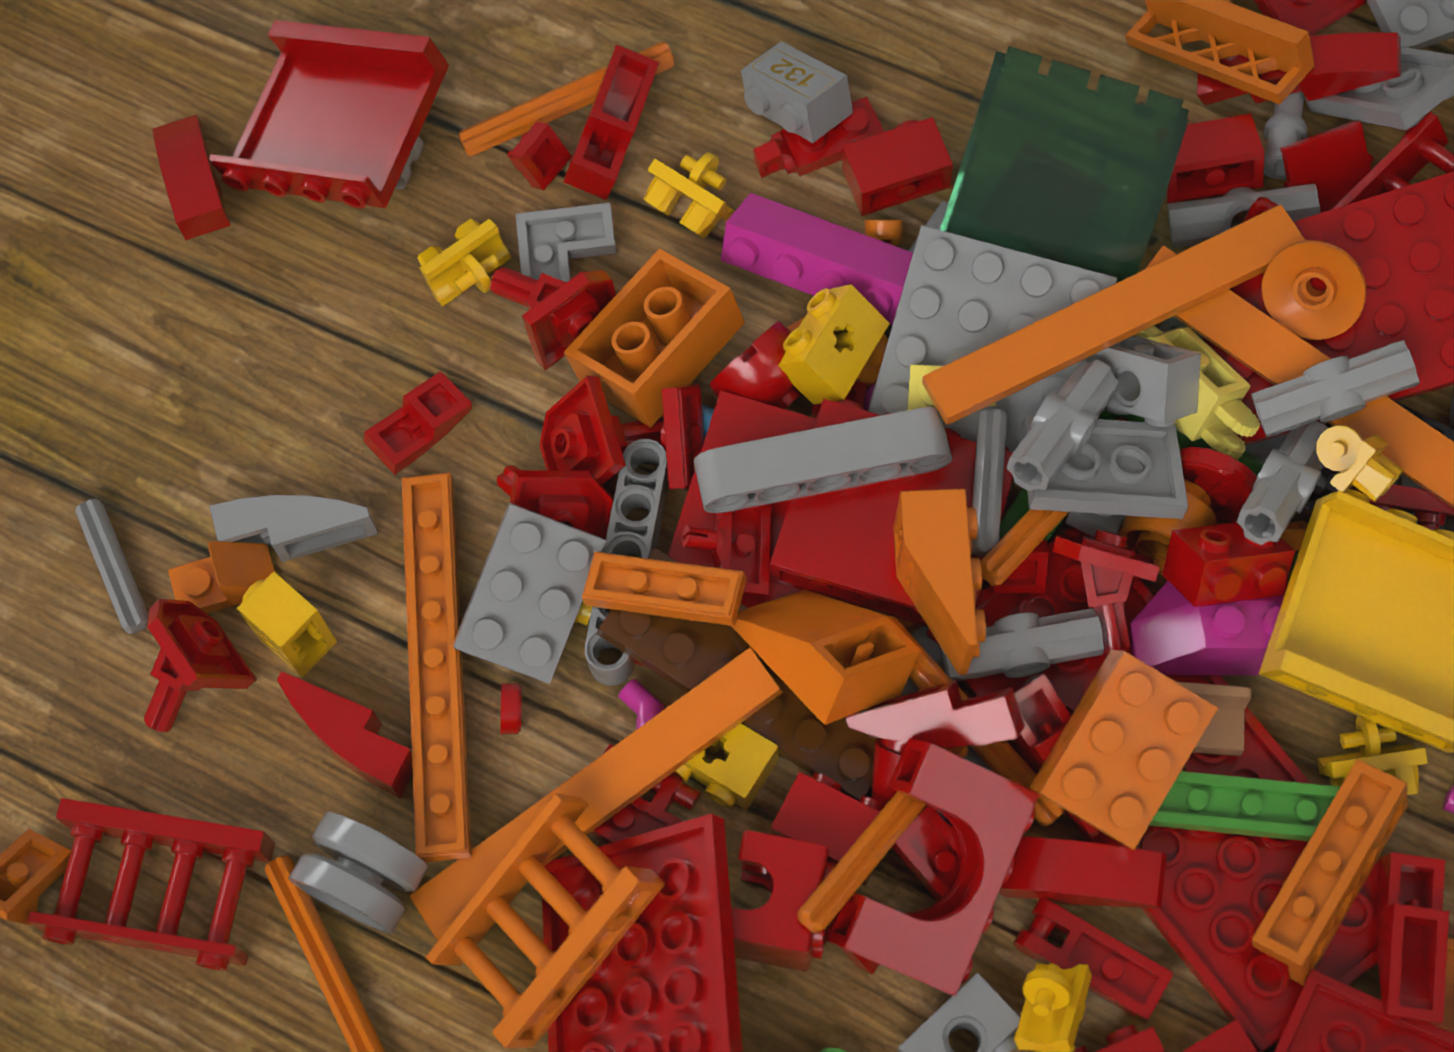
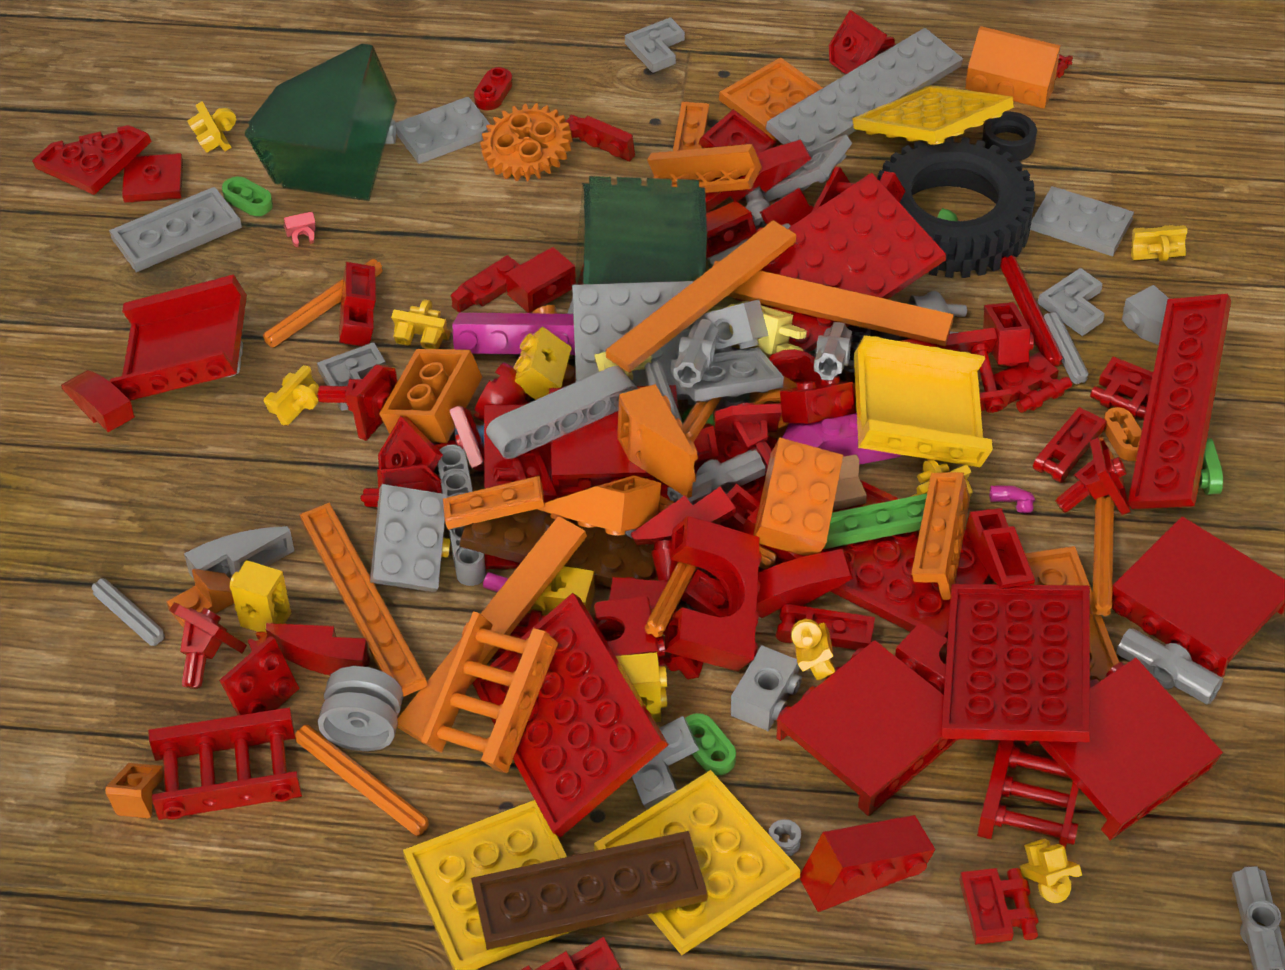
camera: 25 degrees left, 20 degrees down
(242, 767) = (260, 679): none -> red plate
(419, 424) = (299, 485): red slope -> none
(510, 708) = (419, 608): red tile -> none
(539, 155) = (318, 332): red tile -> none
(771, 983) = (648, 680): none -> yellow brick
(797, 91) = (465, 258): light grey brick -> none
(1301, 307) = (792, 256): orange dish -> none
(1335, 388) = (840, 296): light grey piece -> none
(1358, 459) = (868, 323): yellow hips -> none

